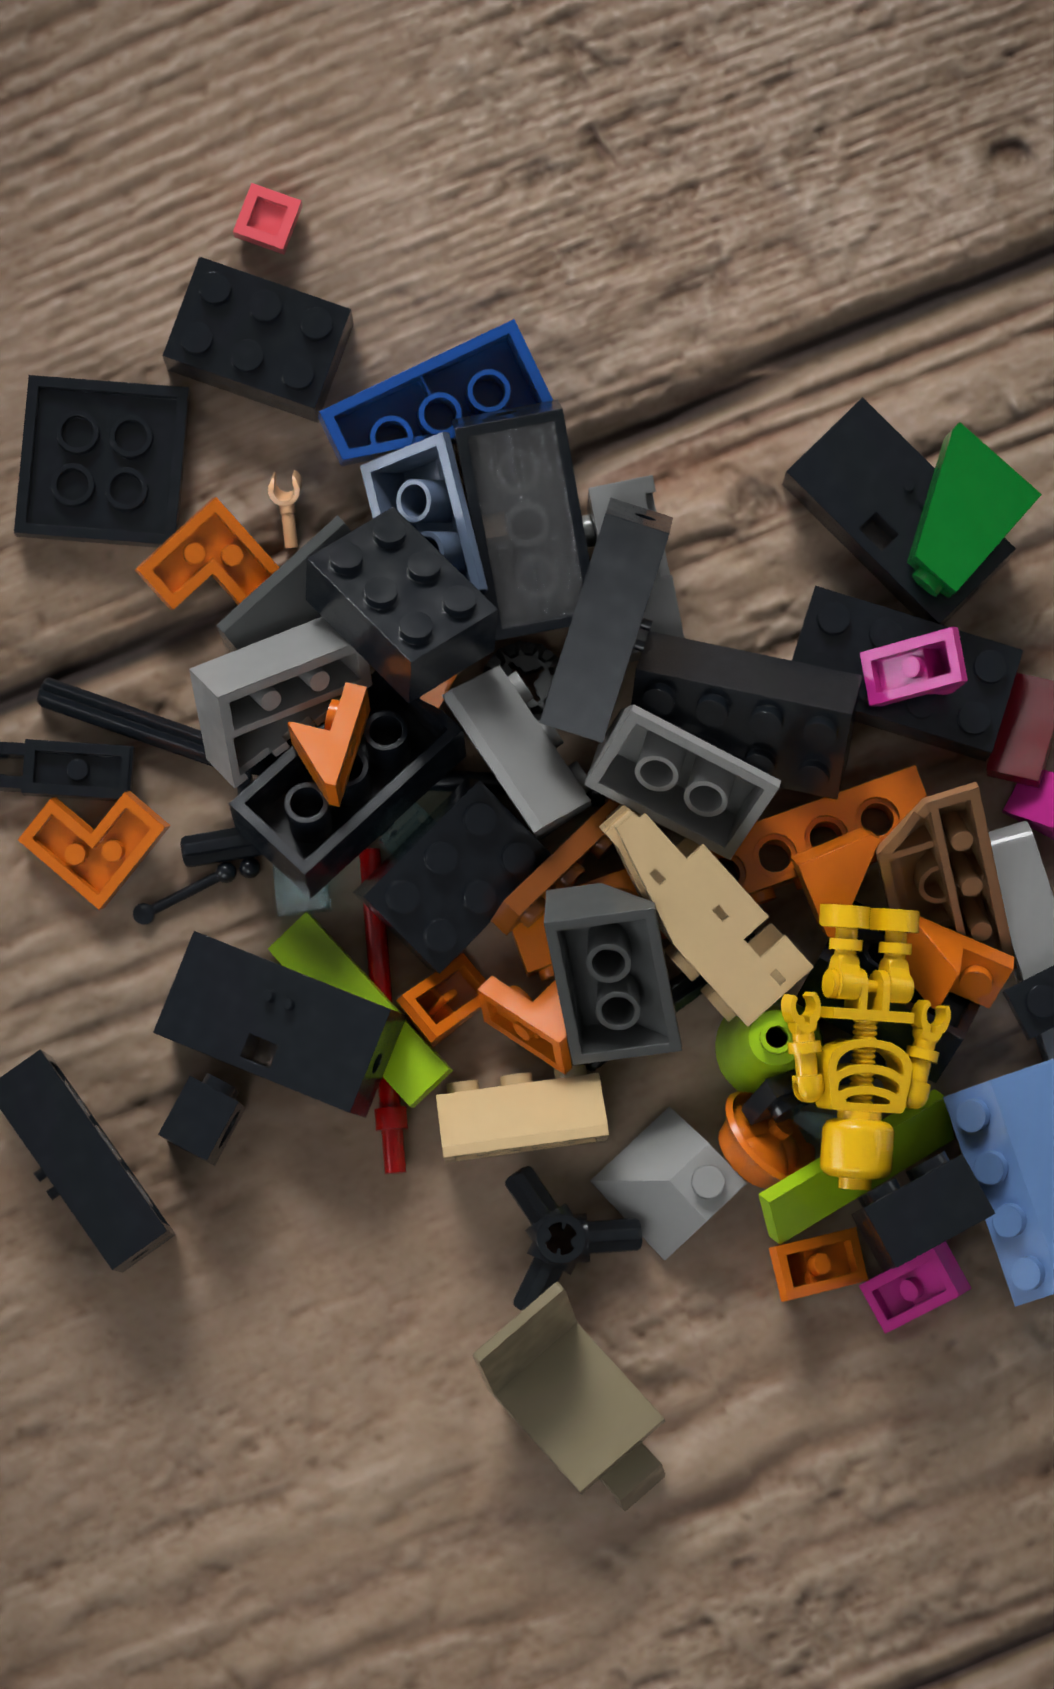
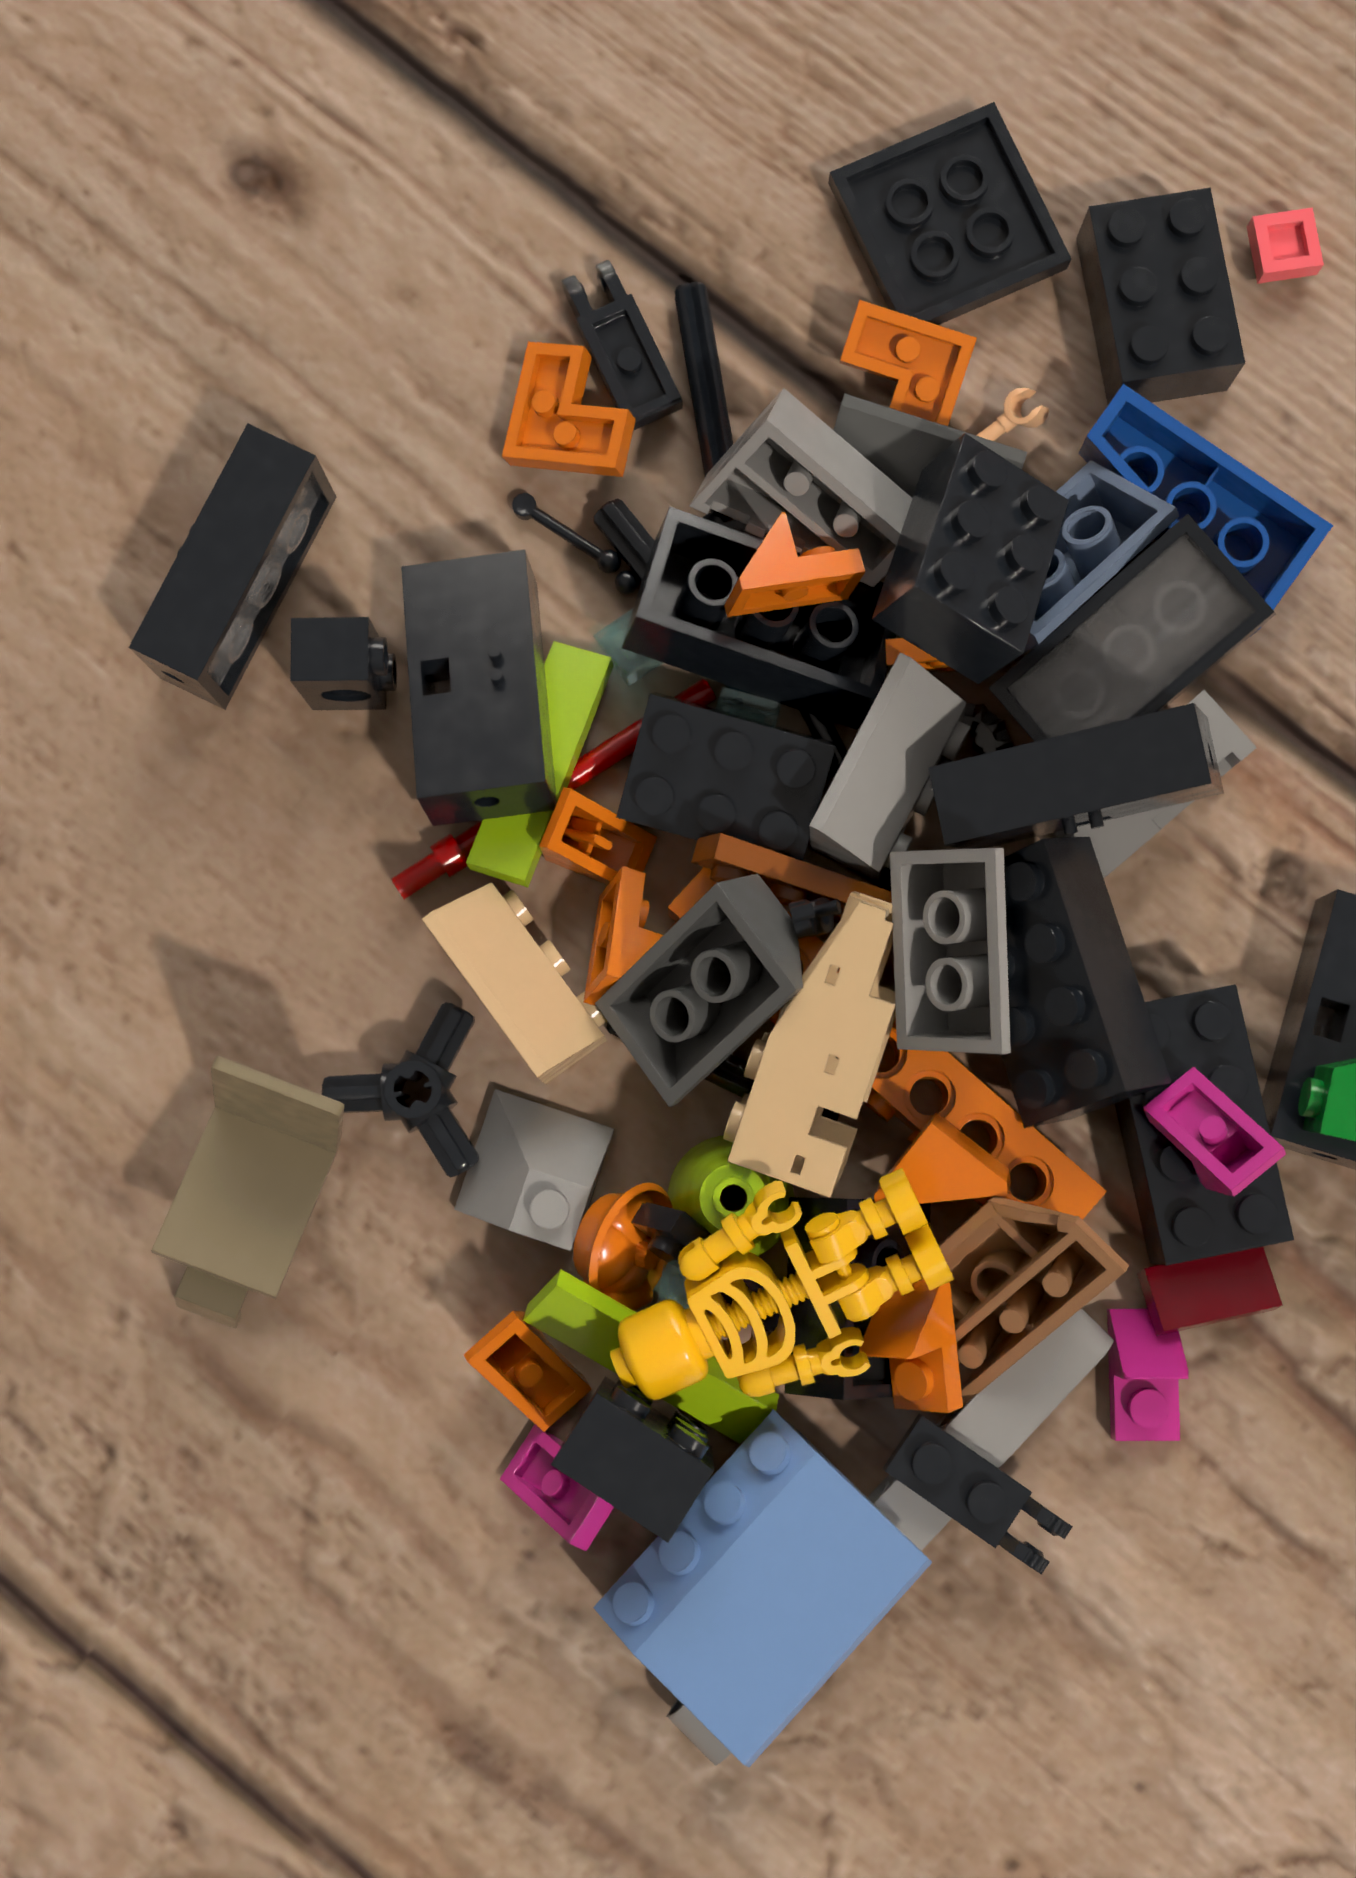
camera: 65 degrees right, 0 degrees up
(601, 865) = (814, 916): none -> black piece

